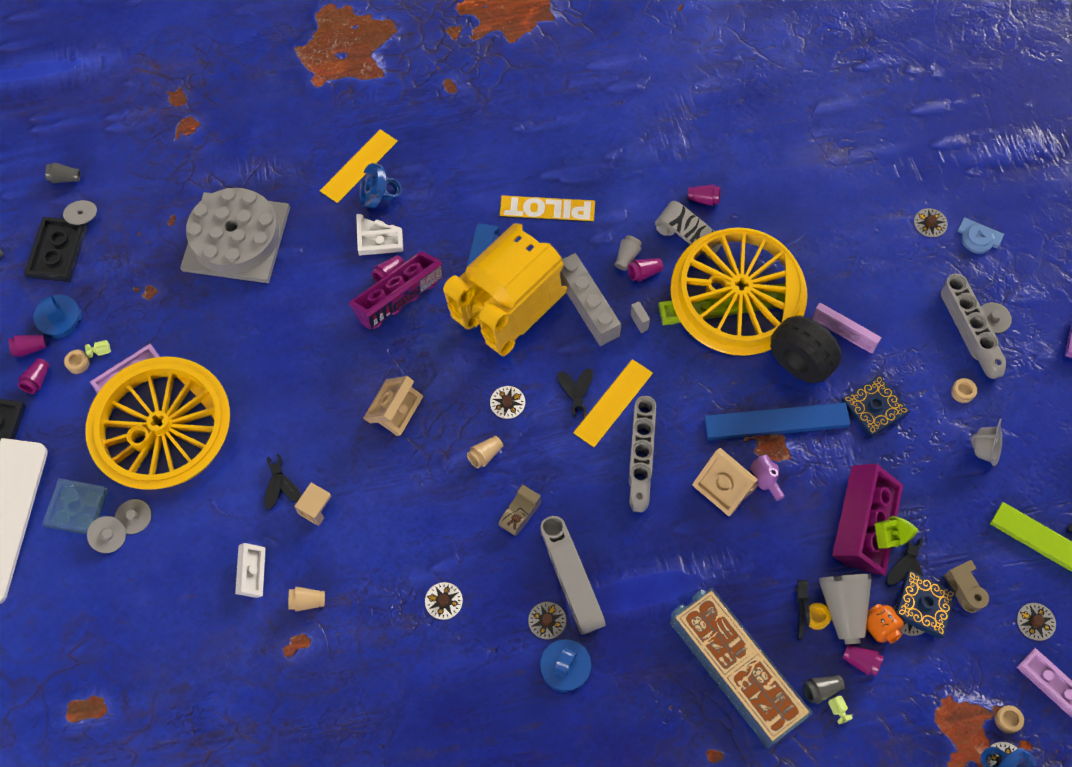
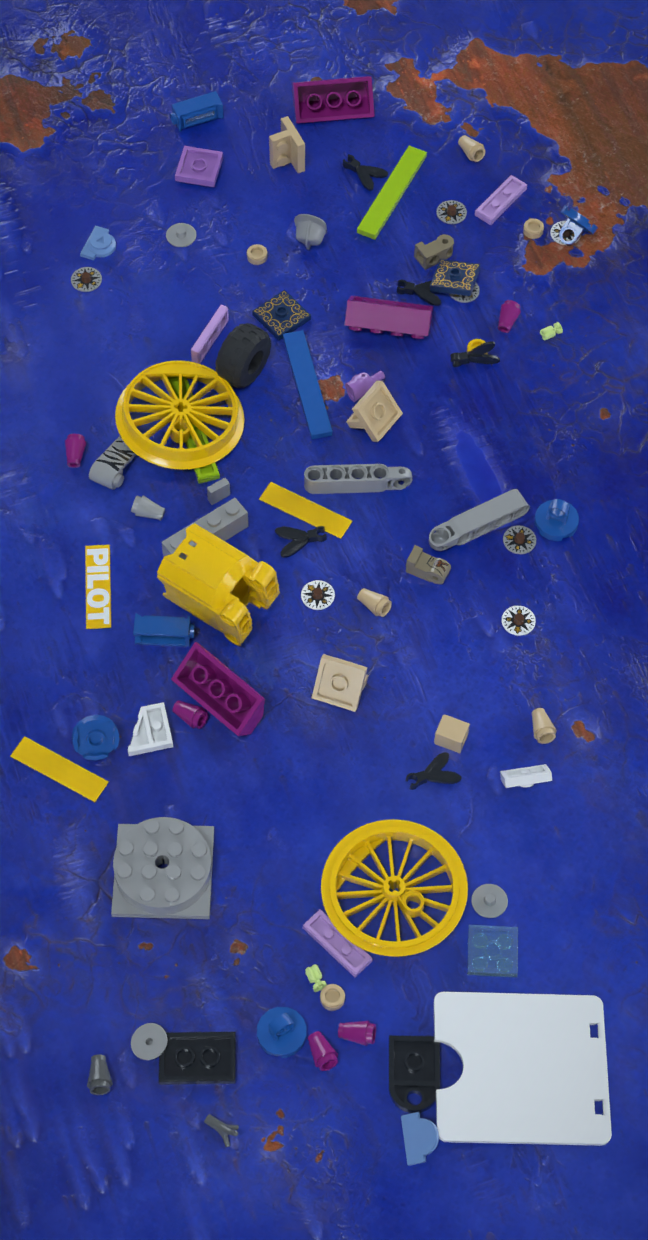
camera: 100 degrees left, 5 degrees down
(106, 534) = (515, 915): light grey piece -> none
(644, 268) = (165, 494): magenta cone -> none
(739, 667) = (532, 396): brick -> none
(822, 688) = (538, 343): dark grey cone -> none
(848, 604) = (465, 324): light grey cone -> none
(884, 624) = (477, 302): orange head -> none
(894, 532) = (398, 294): lime tile -> none
(973, 316) = (194, 245): light grey piece -> none

